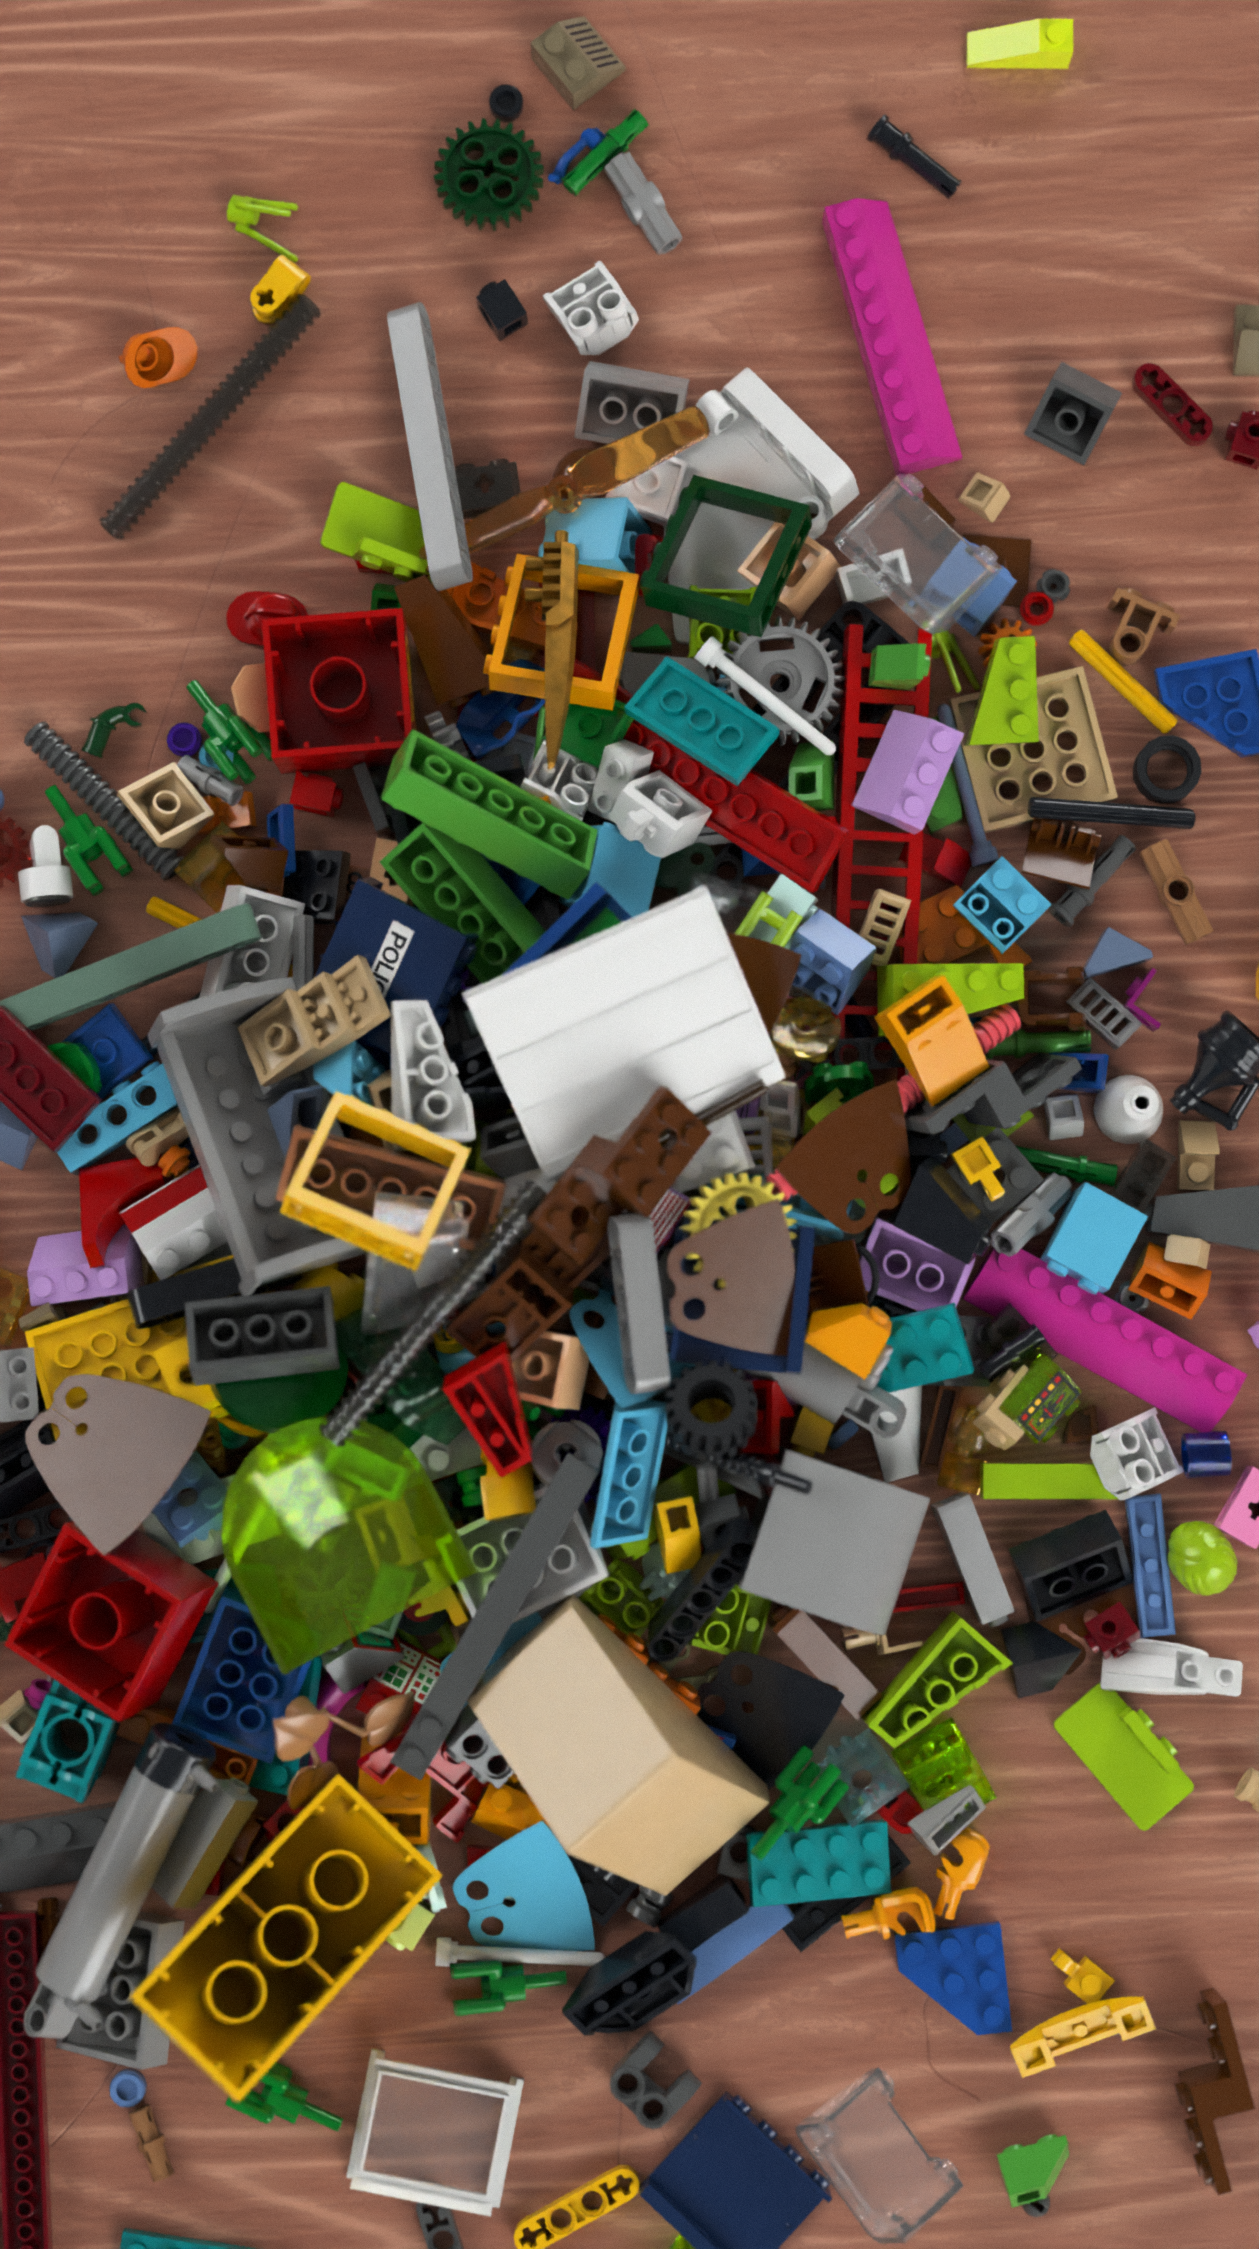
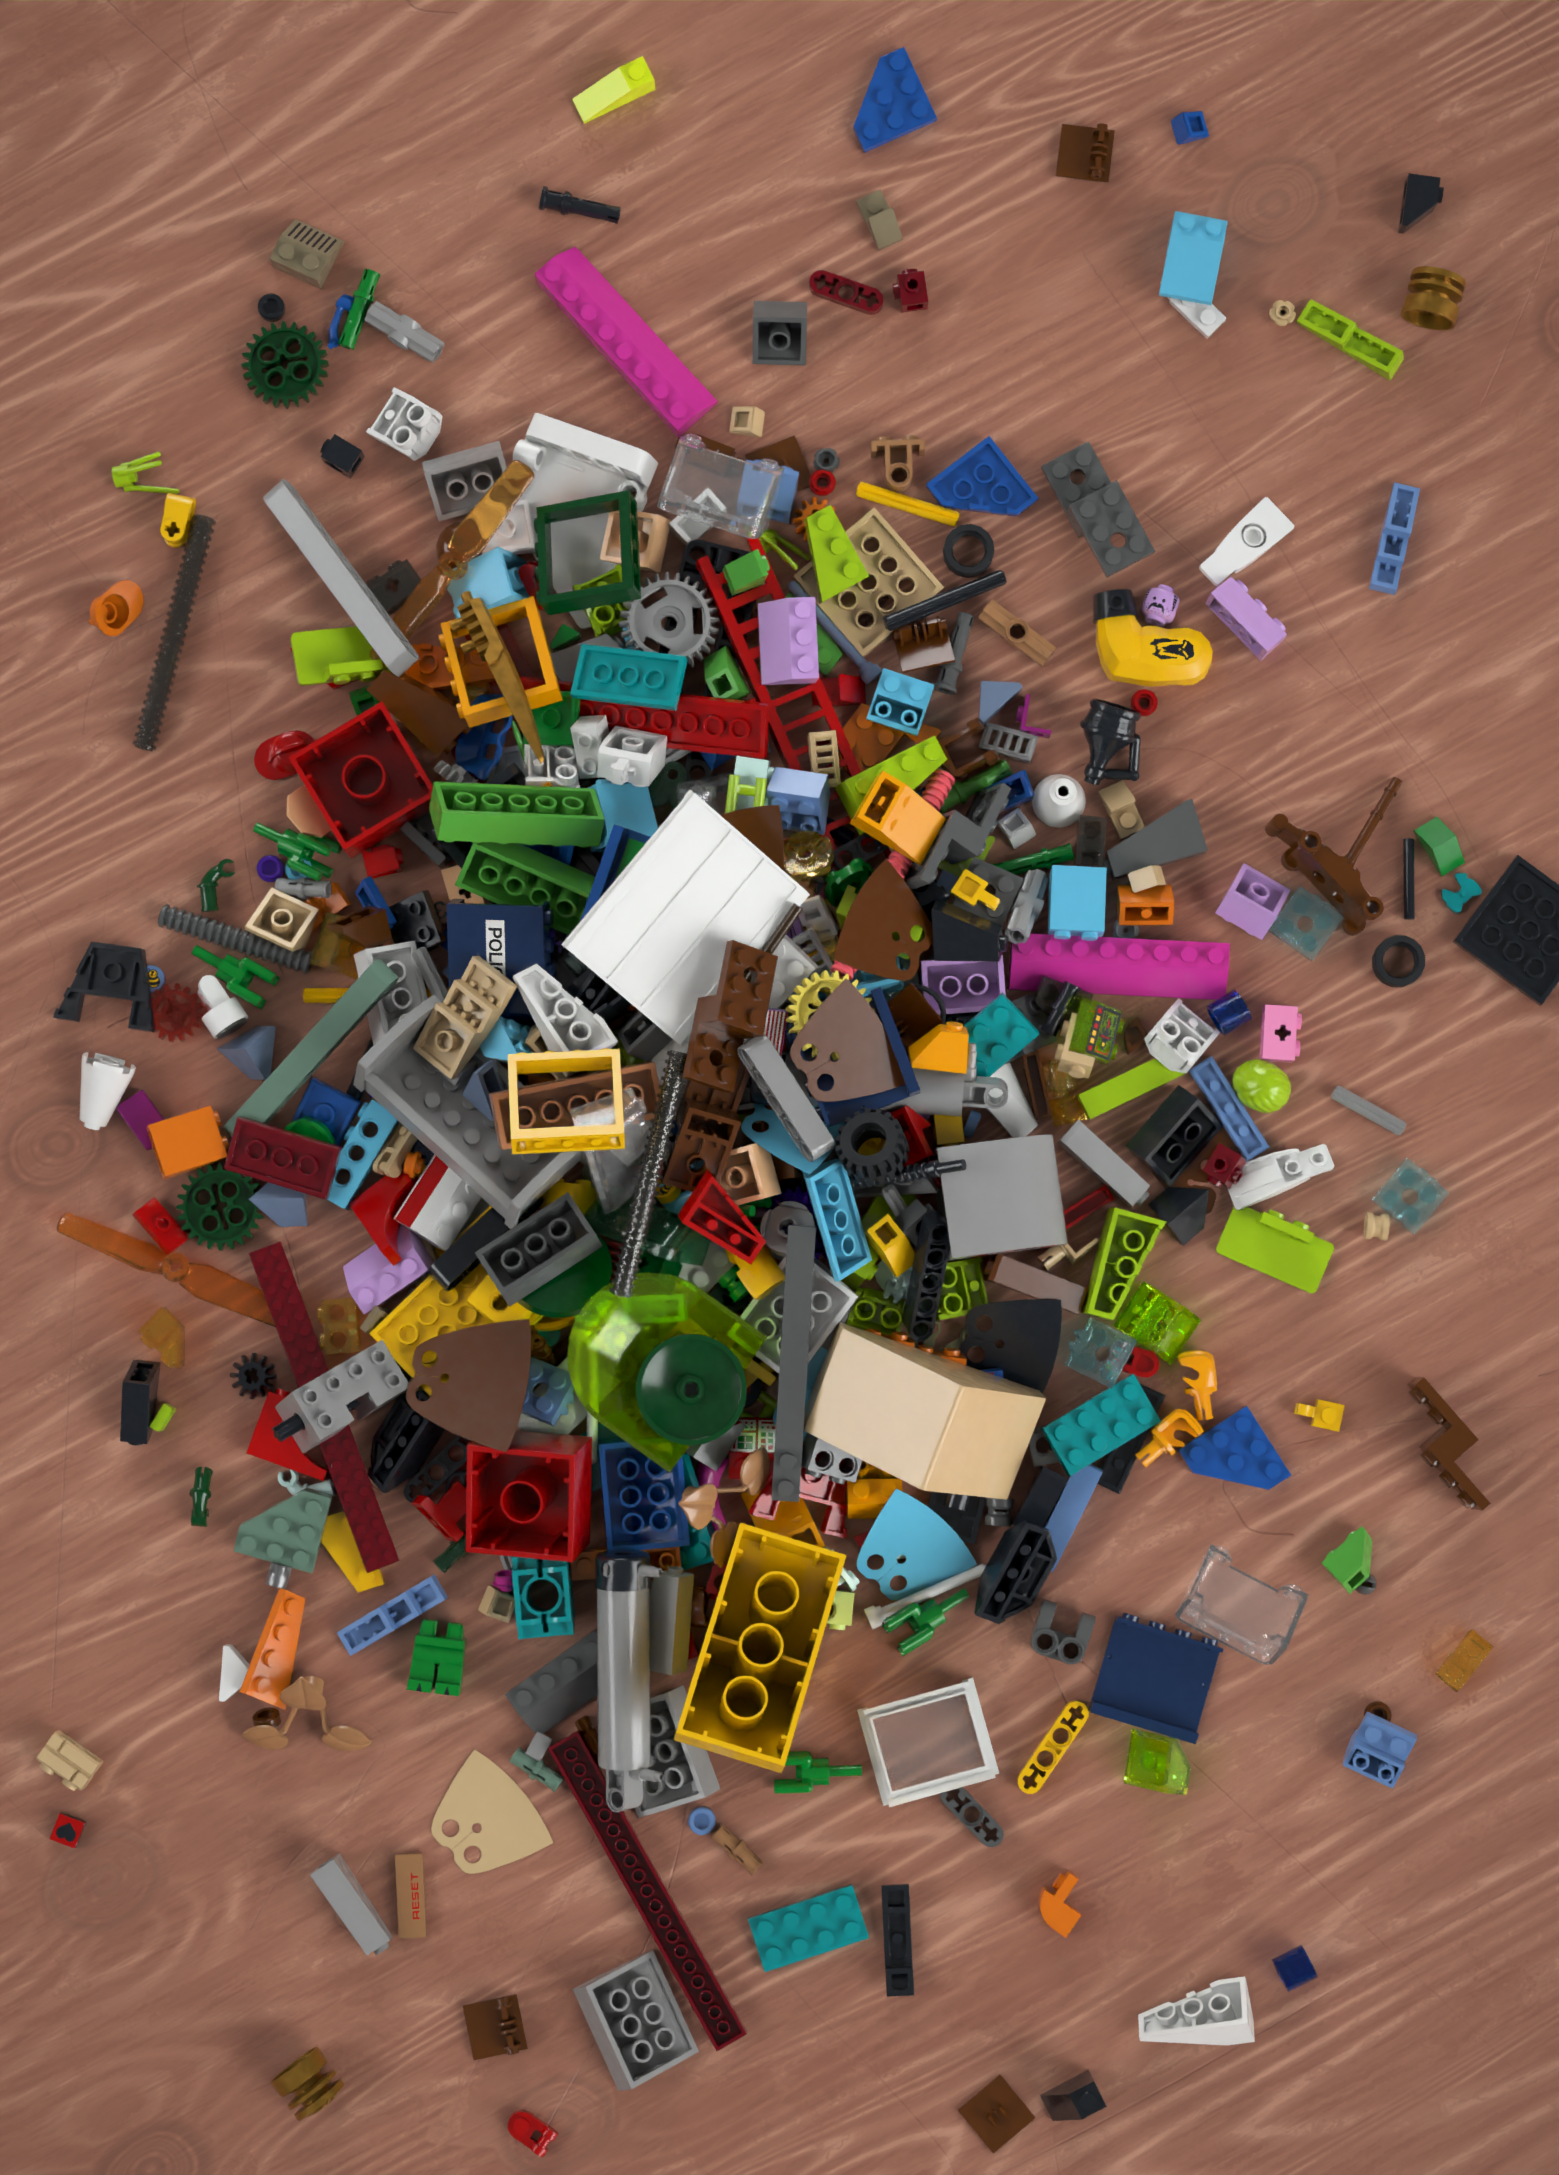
camera: 25 degrees left, 0 degrees up
(358, 1588) = (691, 1389): none -> dark green dish
(714, 655) = (614, 627): white piece -> none
(799, 1800) = (1066, 1386): green plant -> none
(945, 1820) = (1171, 1356): light grey slope -> none
(1080, 2028) = (1336, 1449): yellow slope -> none

